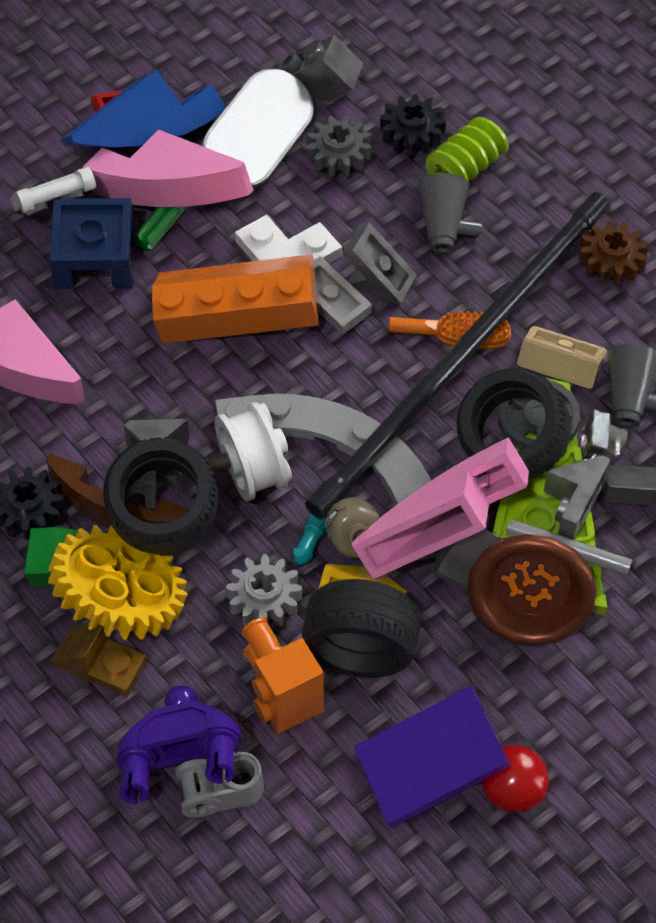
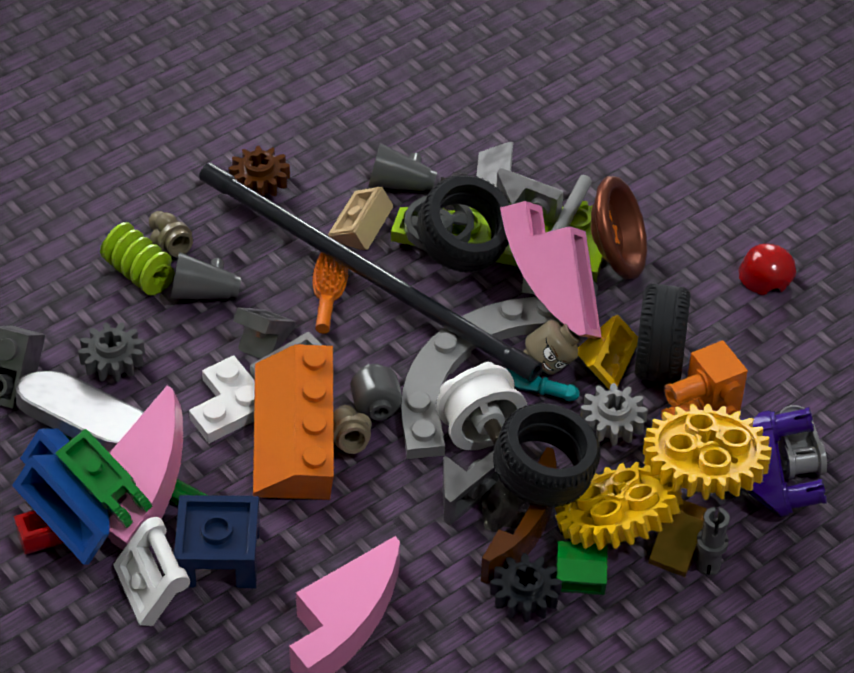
camera: 90 degrees left, 10 degrees down
(62, 668) = (712, 541): none -> dark grey pin
(139, 132) = (101, 475): none -> green hinge
(195, 674) = (707, 451): none -> yellow gear
(241, 346) = (351, 429): none -> dark tan piece
(286, 365) = (376, 391): none -> dark grey head
(412, 124) = (91, 297): black gear -> none
(431, 756) = (762, 307): dark purple tile -> none
(512, 182) = (169, 233): none -> dark tan piece

